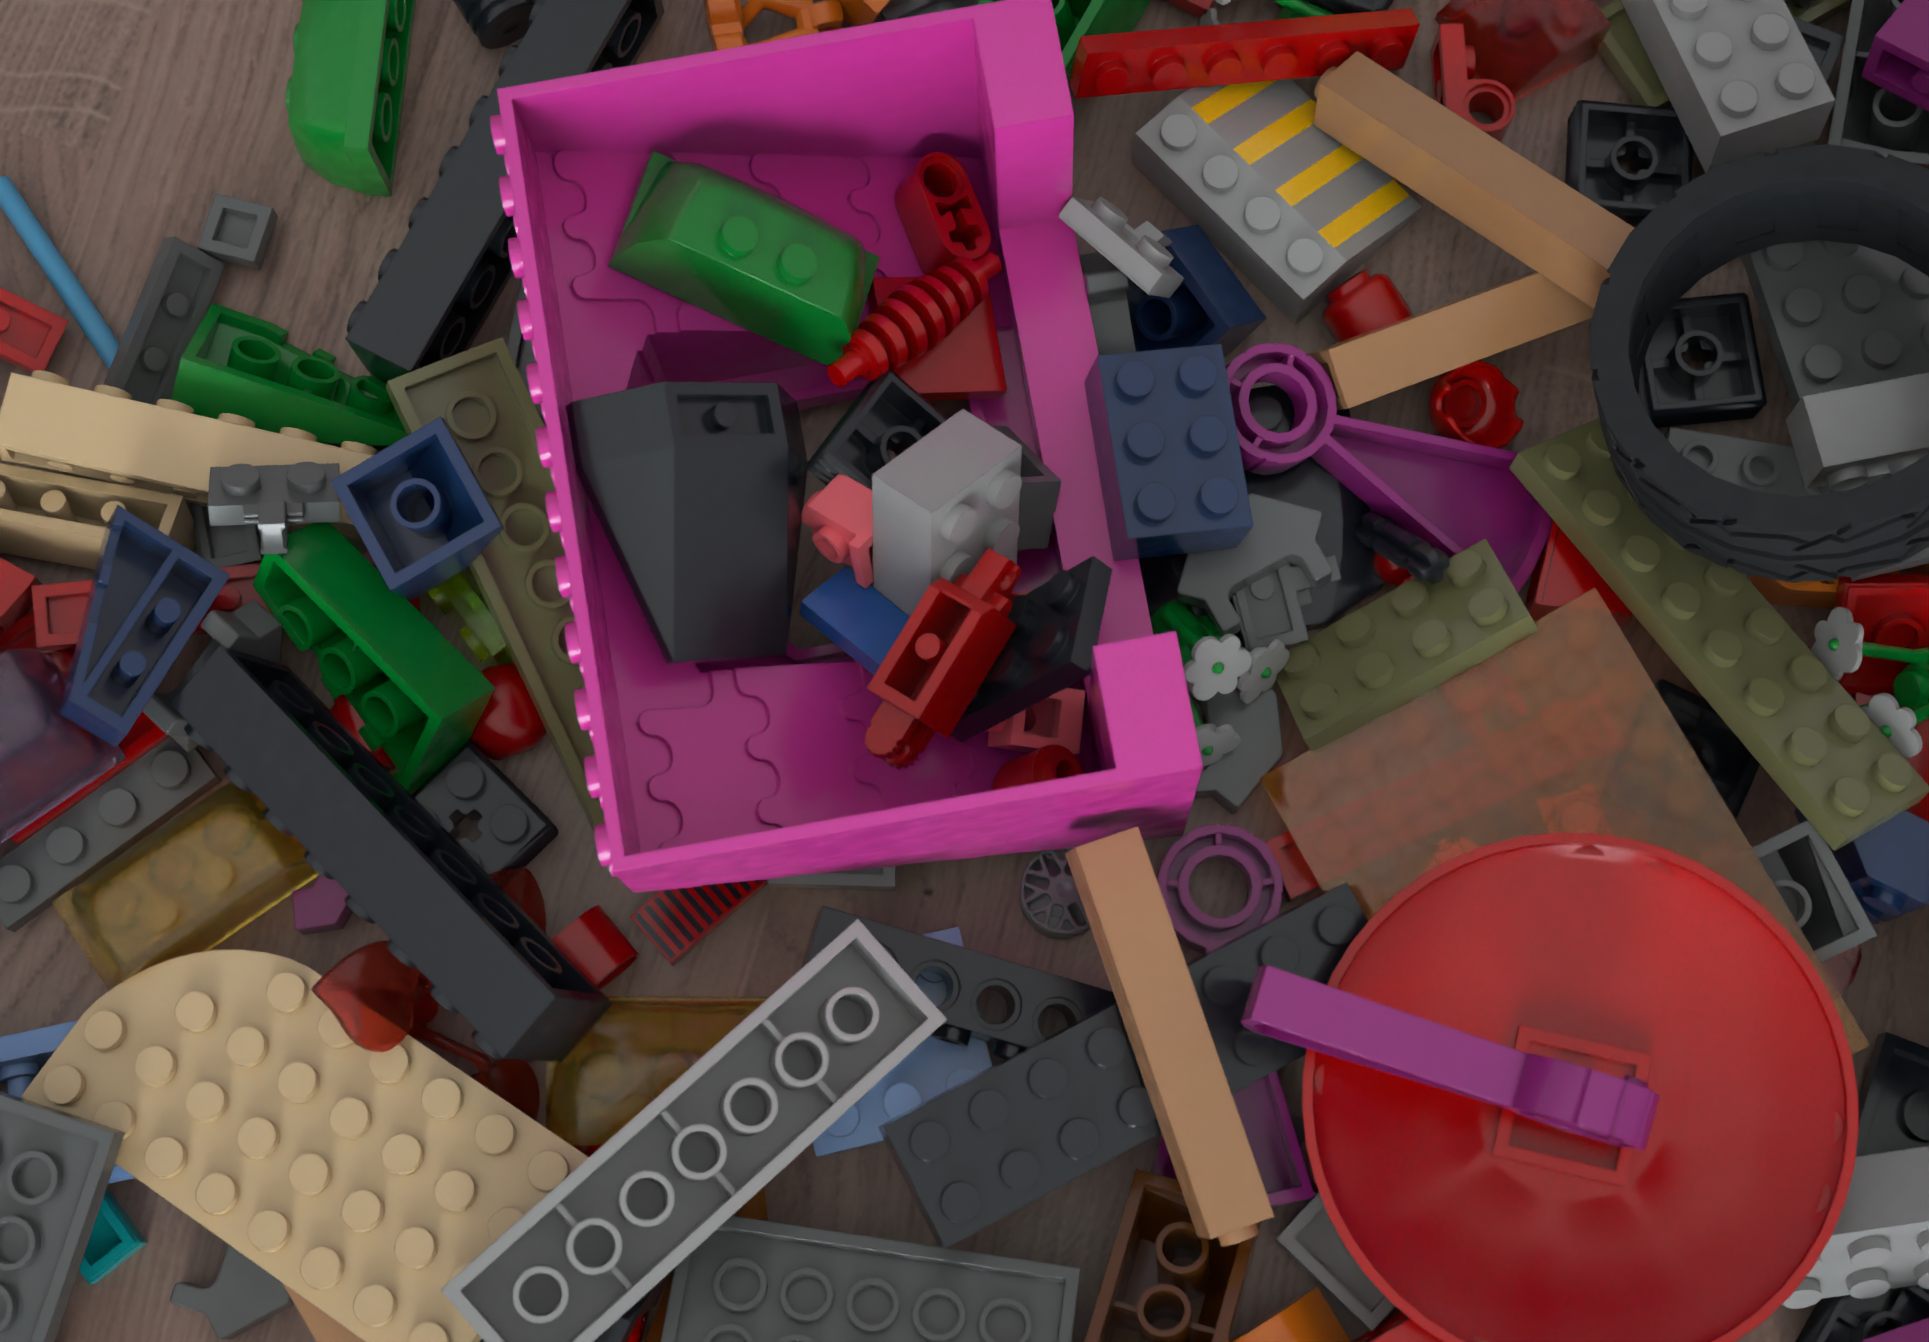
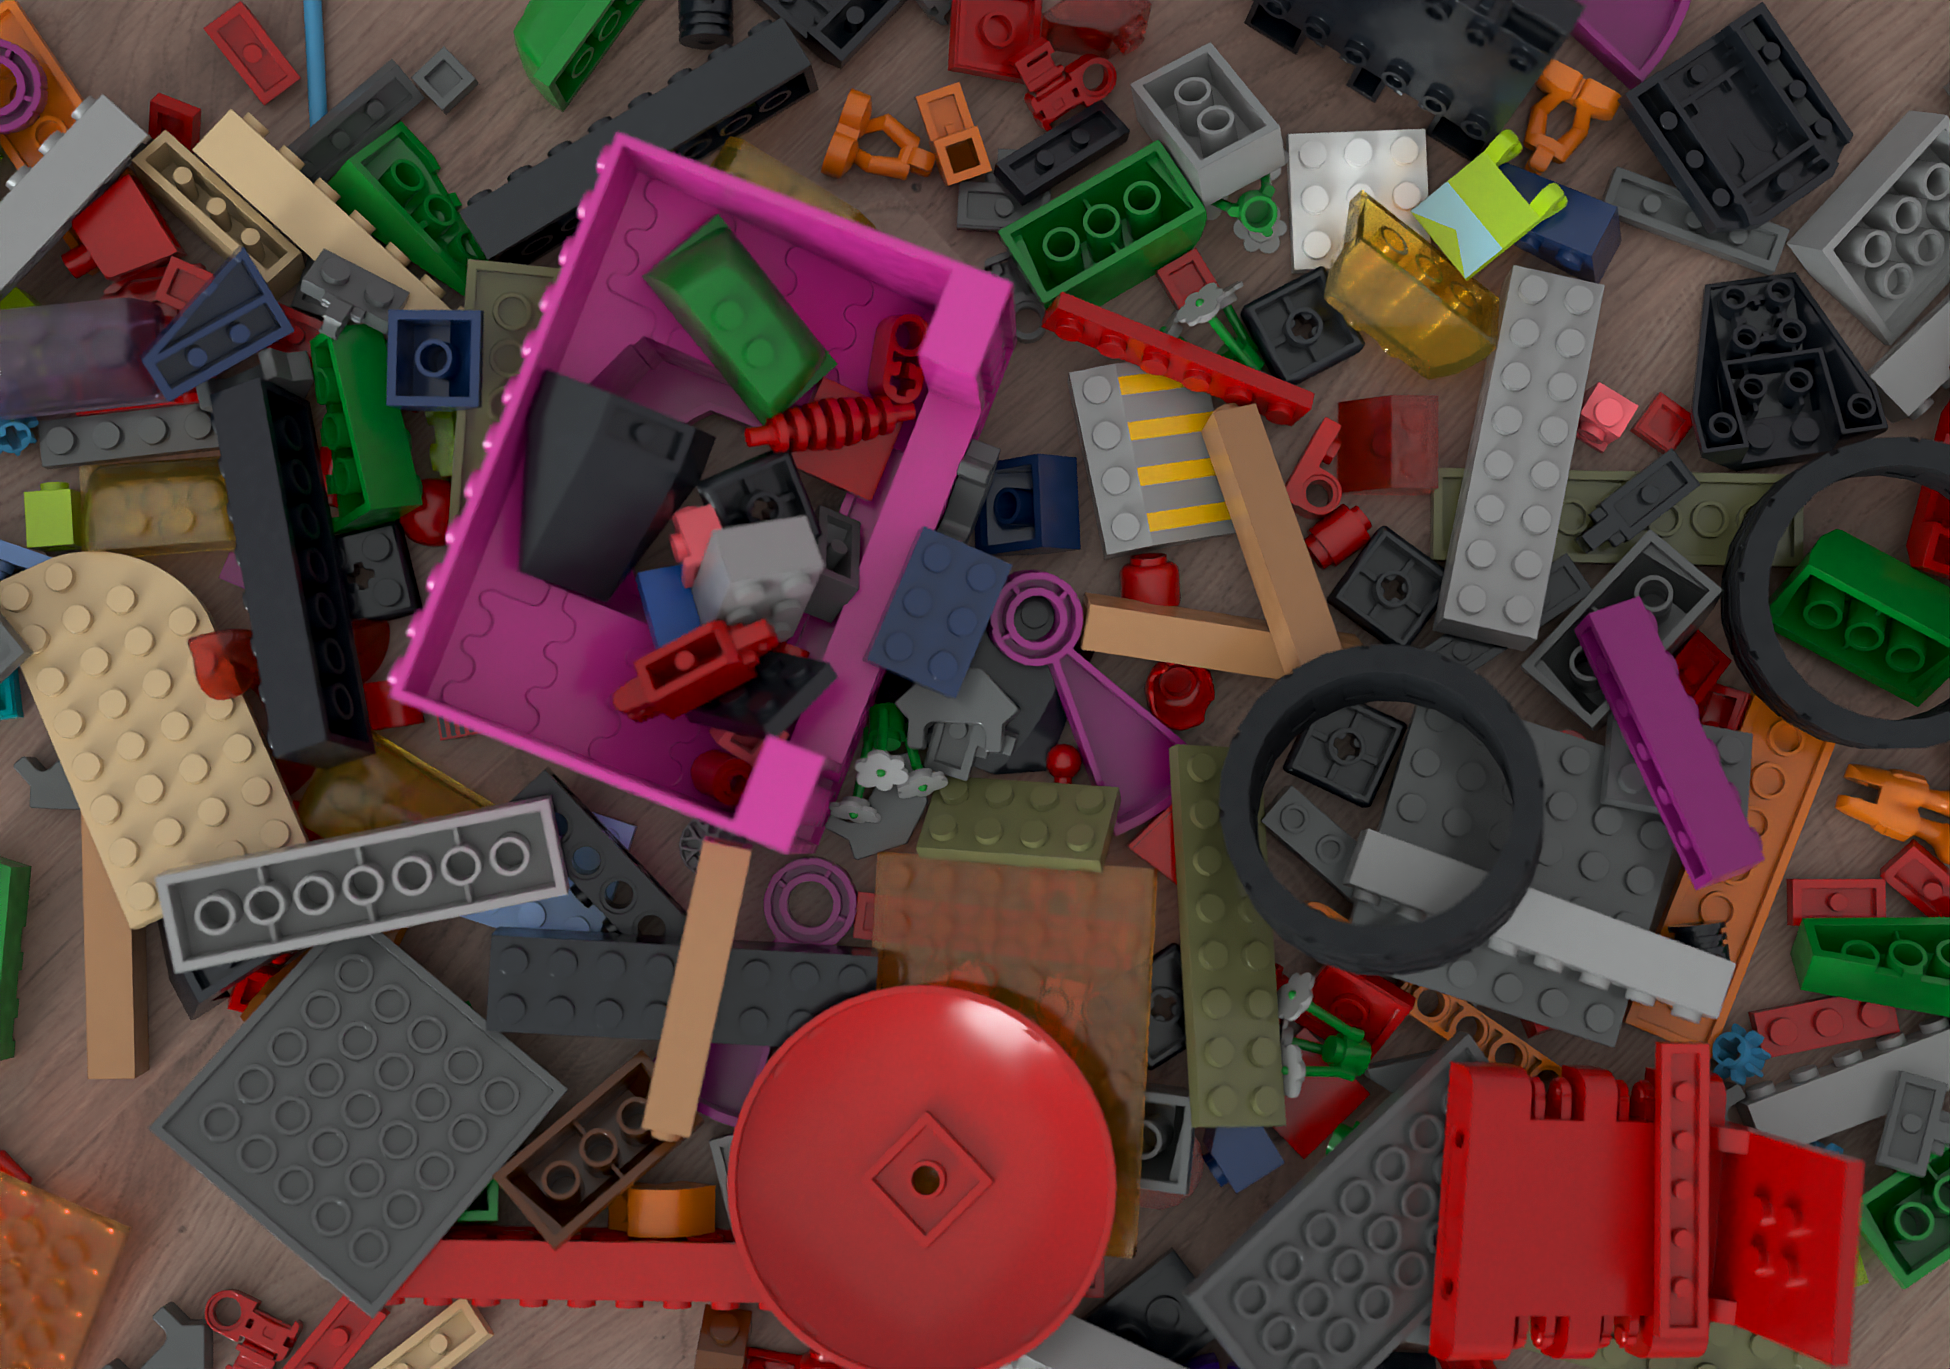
camera: 30 degrees right, 10 degrees up
(55, 976) = (53, 518): none -> lime brick
(1134, 252) = (998, 456): light grey hinge -> none
(1402, 547) = (1062, 760): black axle -> none
(1450, 1059) = (816, 1074): magenta piece -> none
(1538, 134) = (1338, 536): none -> red brick

